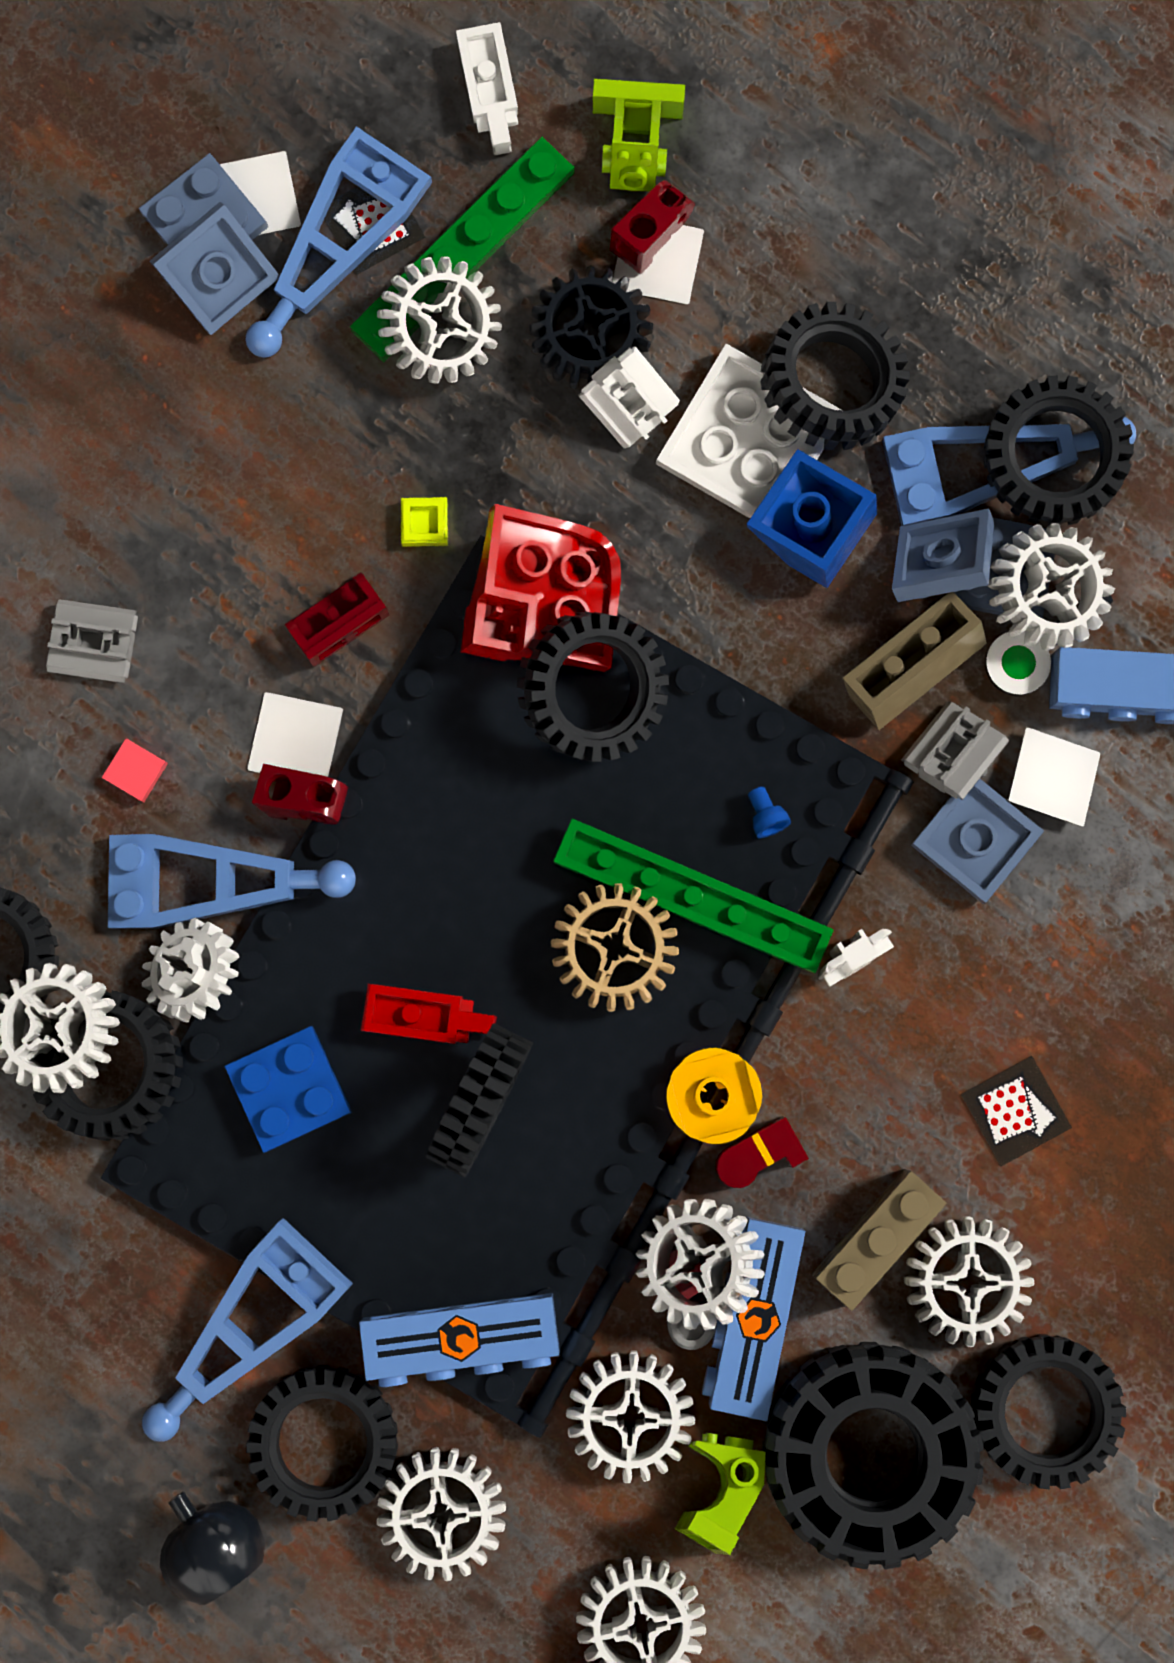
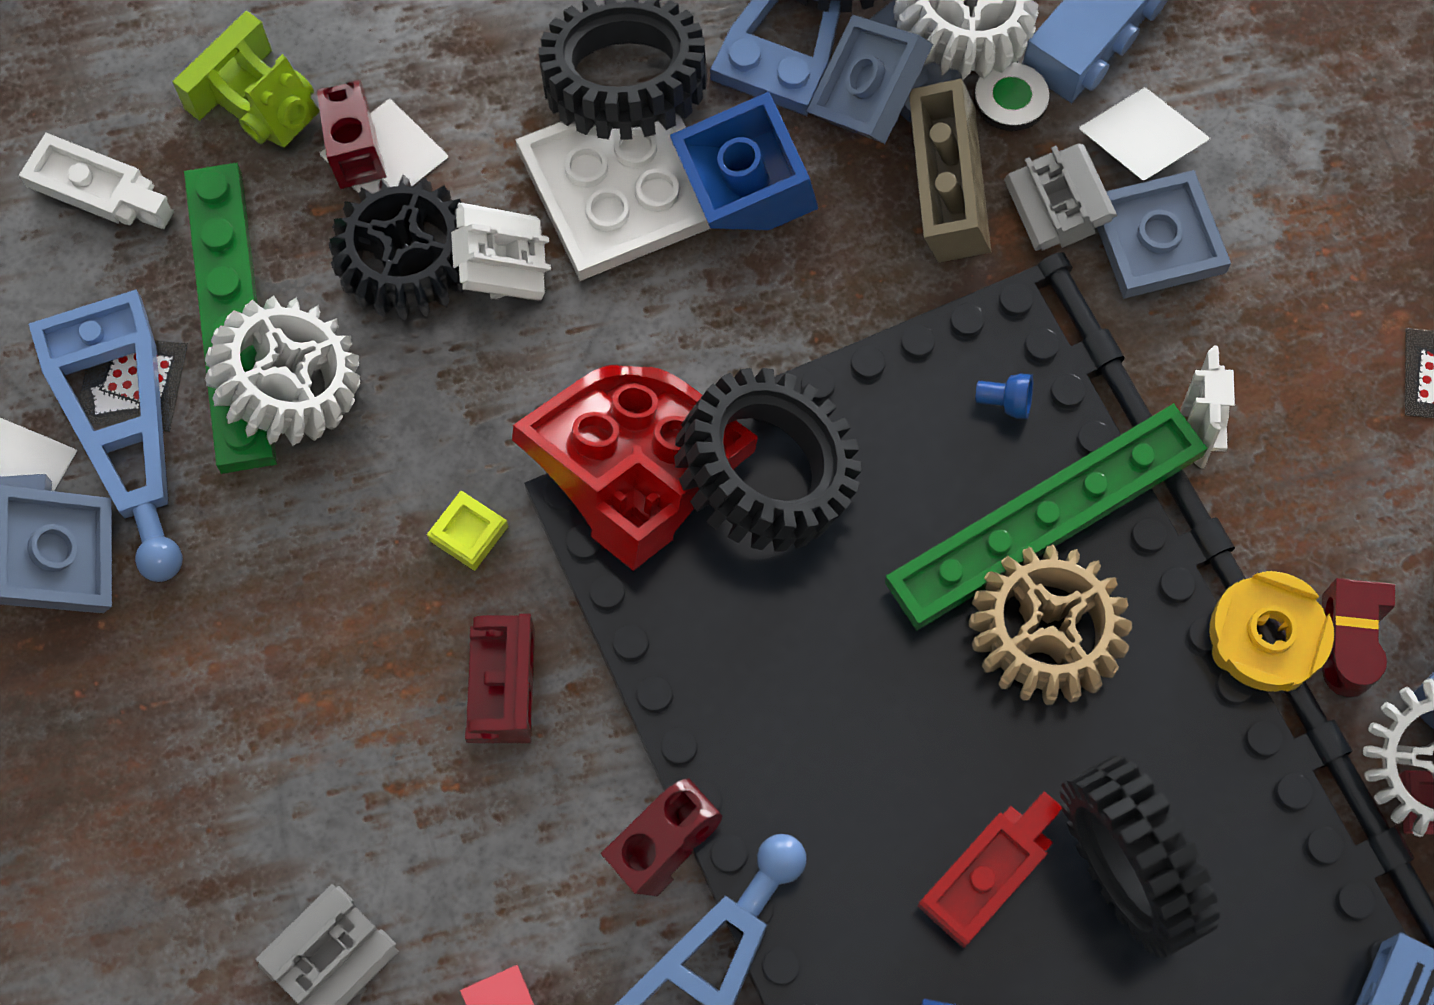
camera: 55 degrees left, 15 degrees down
(295, 735) = (586, 811): white sticker -> none

